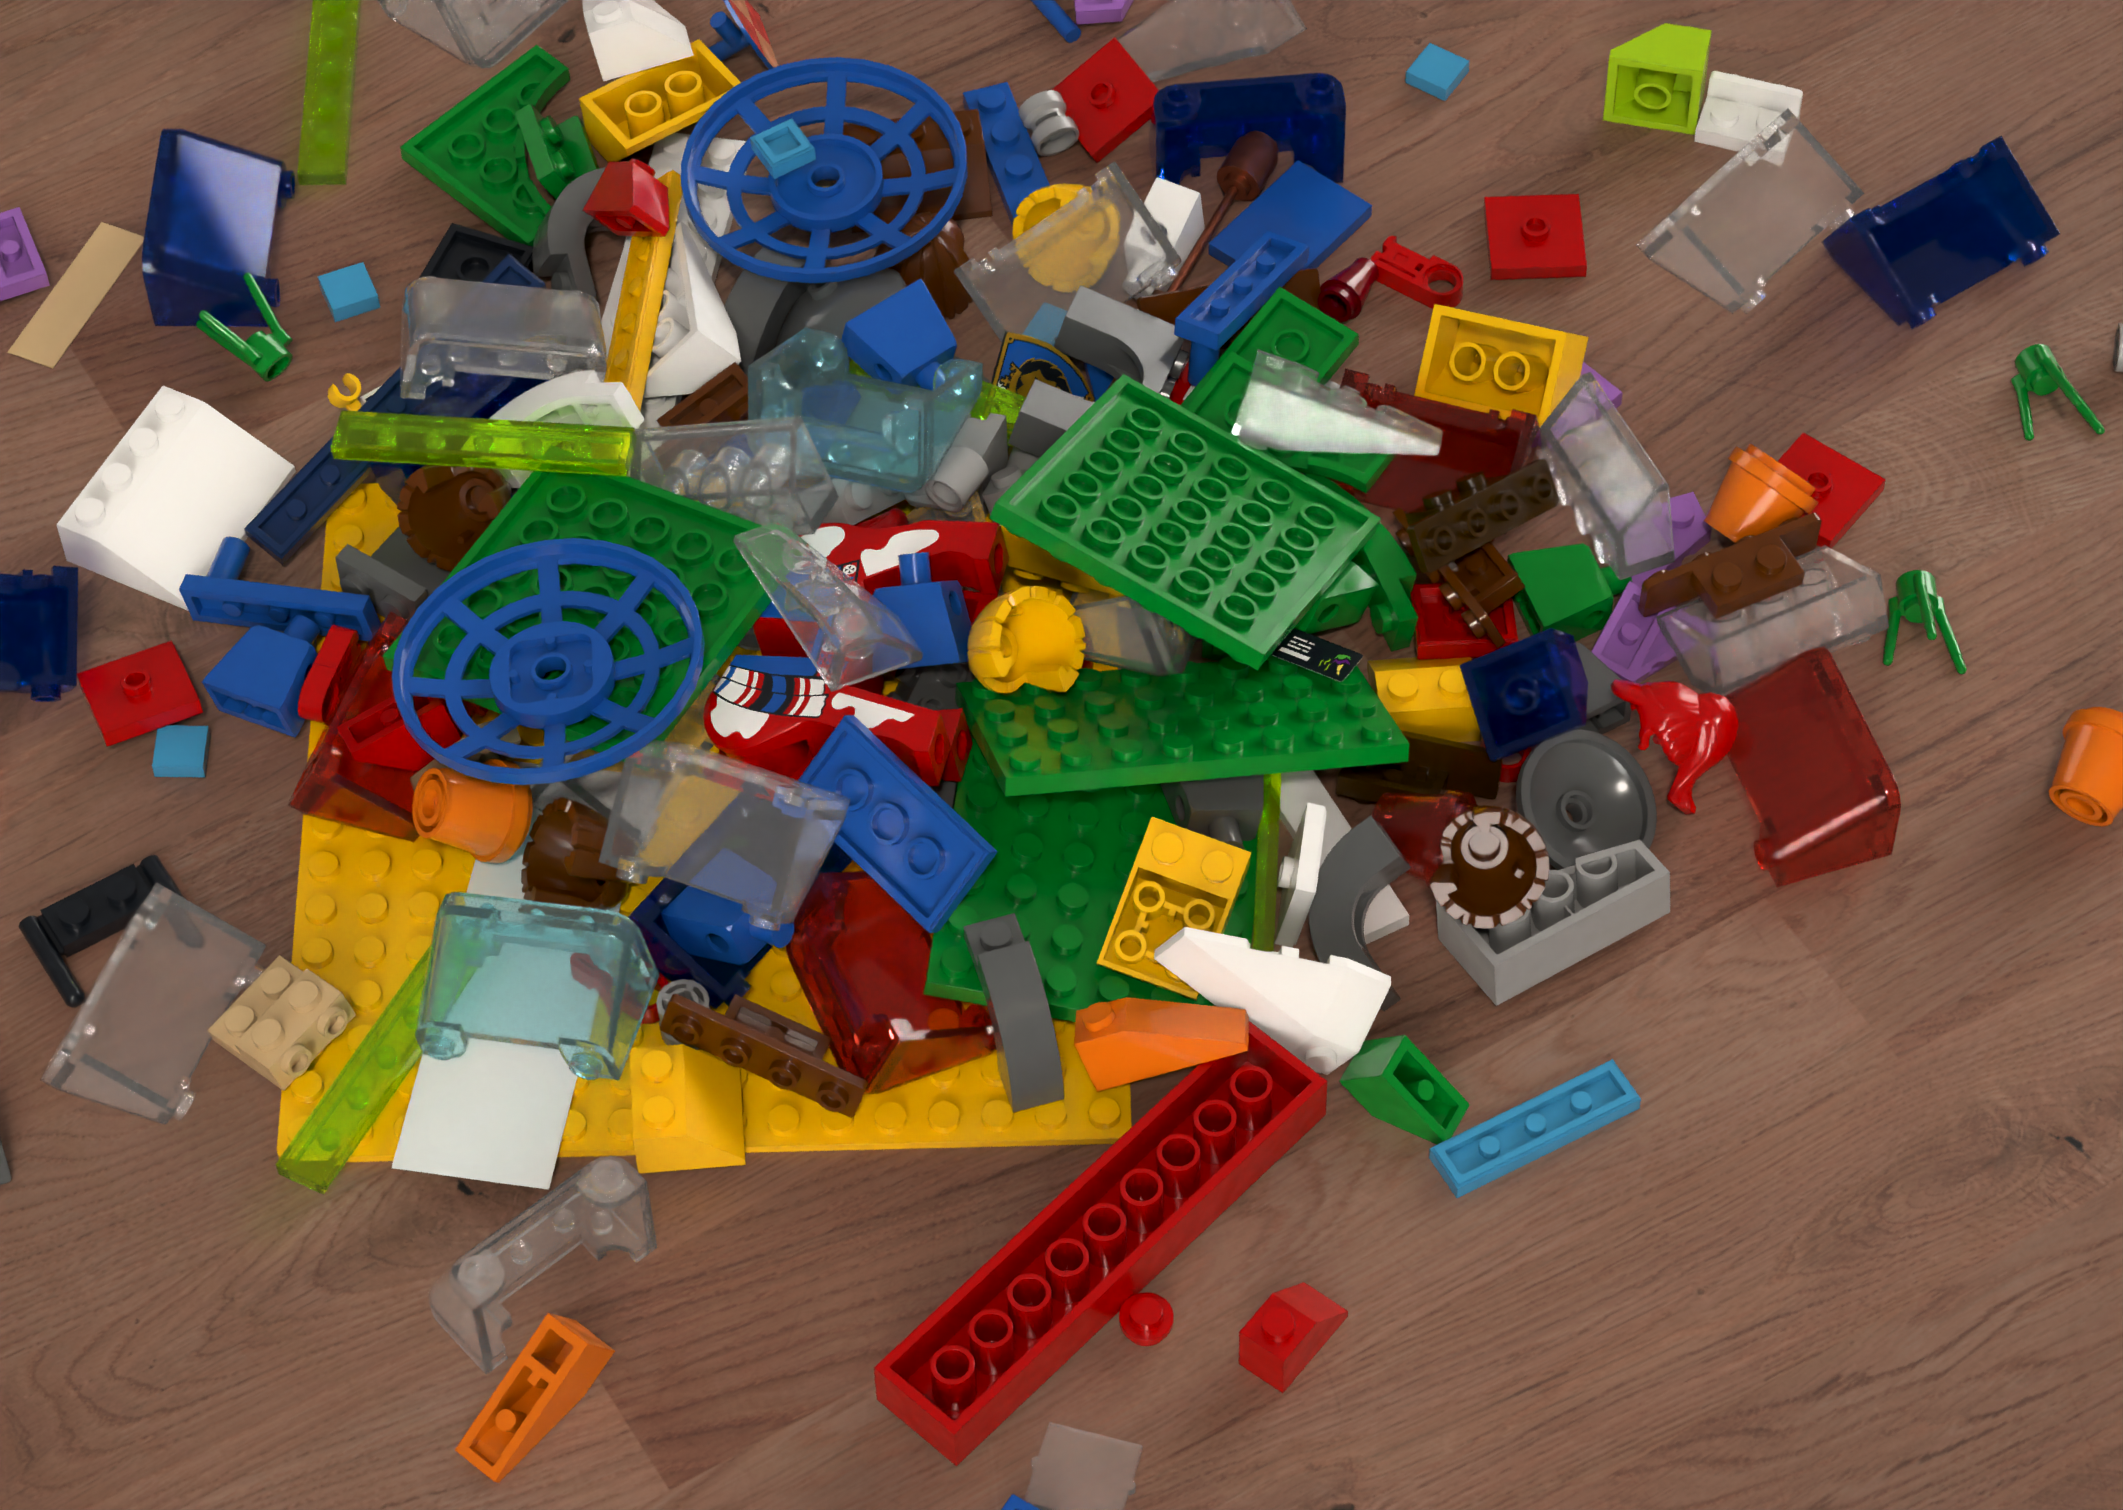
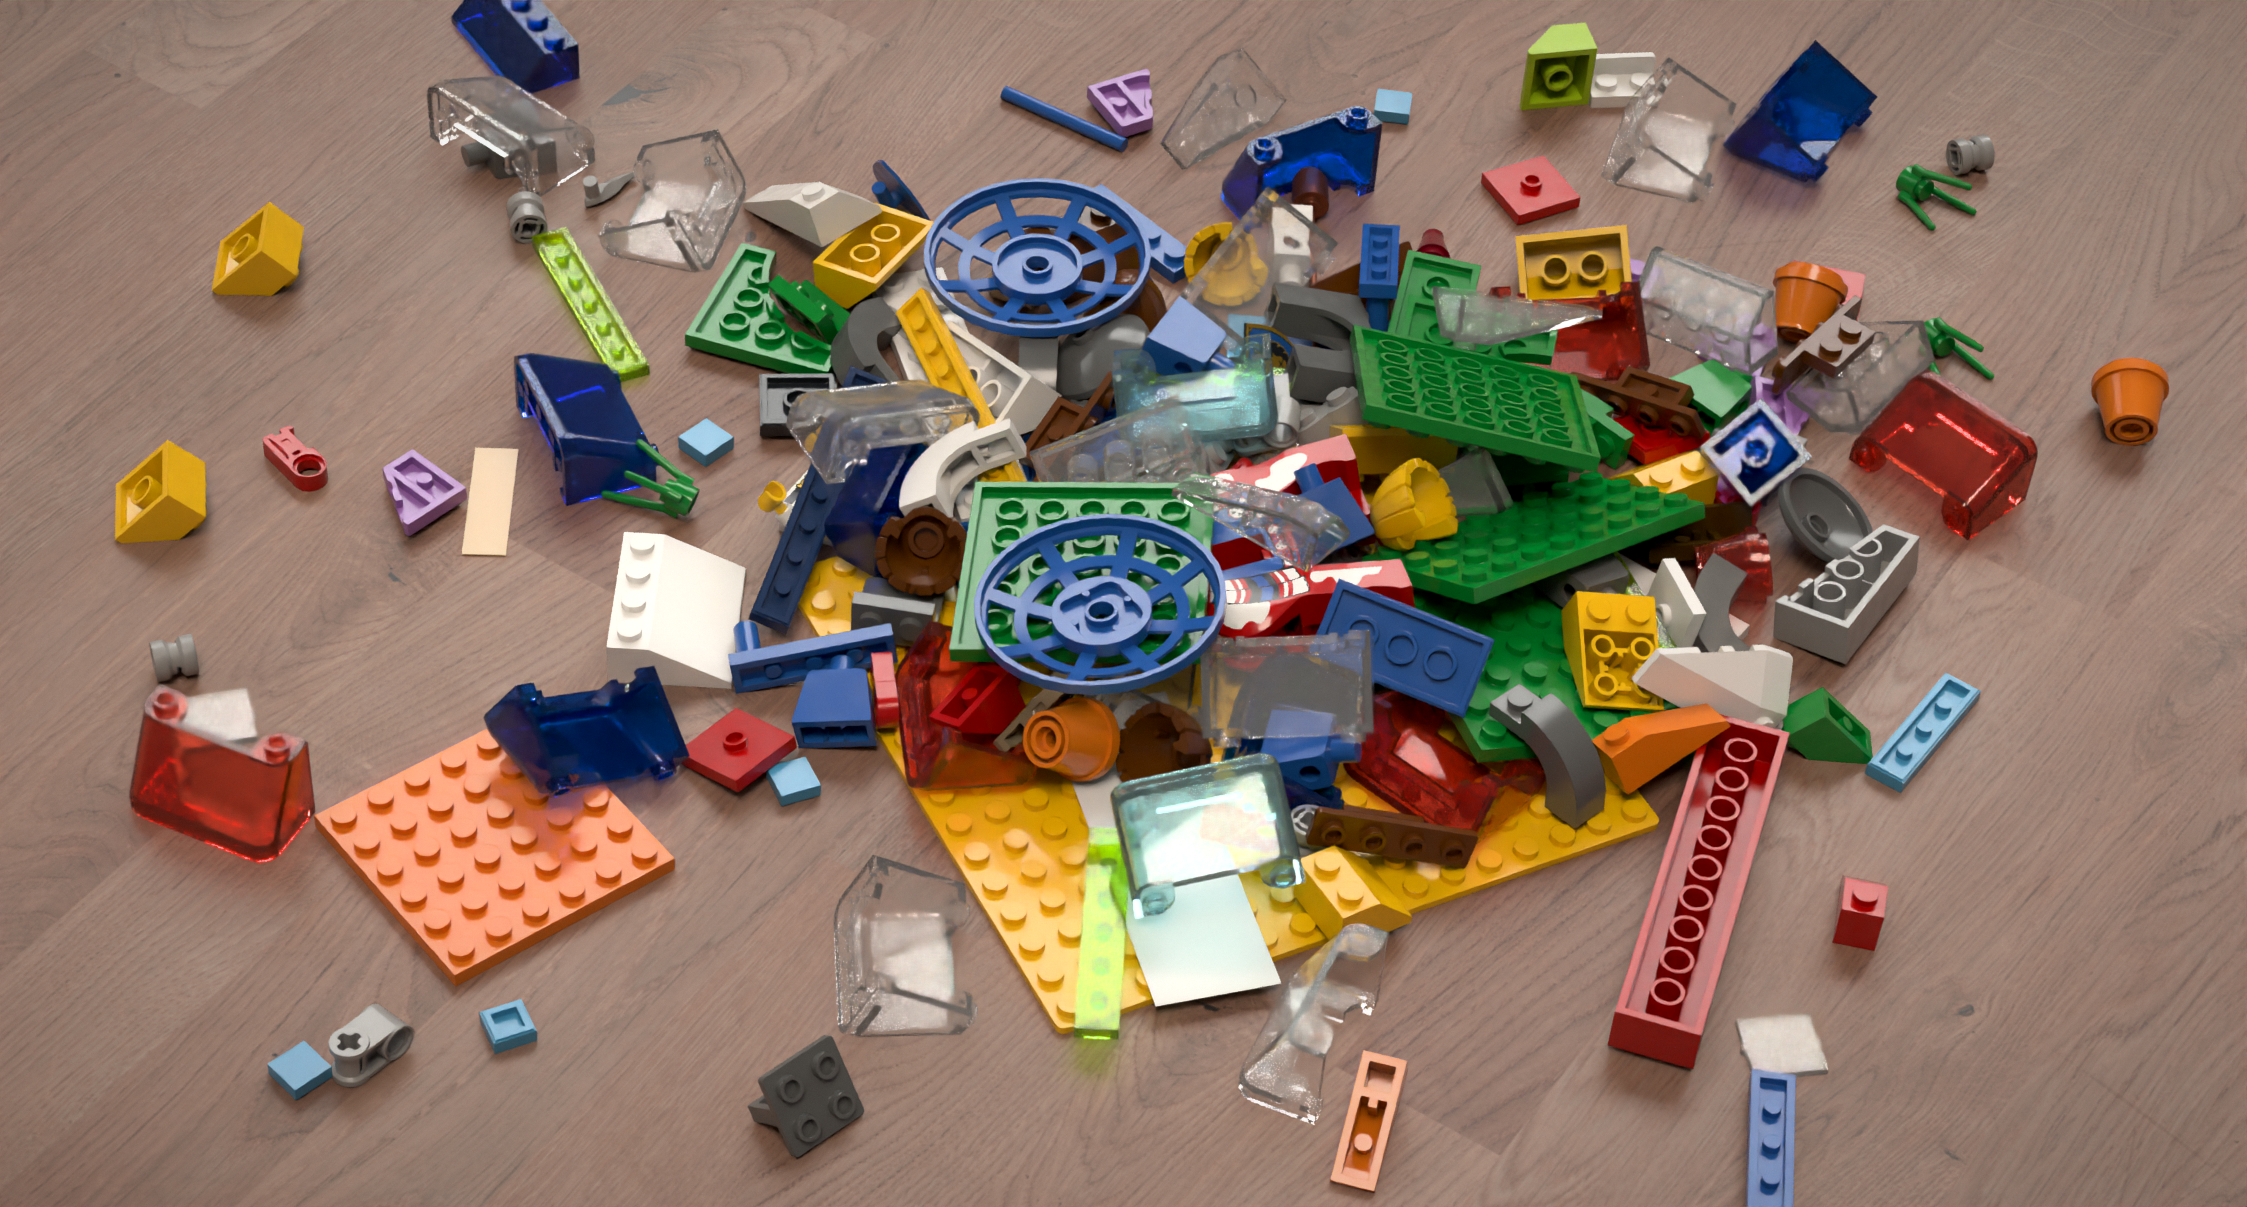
camera: 30 degrees left, 10 degrees down
(88, 919) = (802, 913): black plate -> none
(282, 1022) = (1009, 932): tan plate -> none
(484, 443) = (926, 489): clear neon green tile -> none
(630, 200) = (905, 316): red slope -> none
(783, 148) = (1003, 248): dark azure tile -> none
(1050, 126) = (1153, 200): light grey wheel -> none
(1107, 99) = (1183, 176): red plate -> none
(1146, 1318) = (1755, 932): red plate -> none
(1299, 207) = (1360, 206): blue tile -> none
(1317, 655) = (1606, 475): black sticker -> none
(1413, 273) = (1467, 233): red piece -> none
(1478, 512) = (1634, 354): dark brown bracket -> none
(1490, 867) = (1816, 557): reddish brown hair -> none
(1689, 726) = (1864, 447): red piece -> none

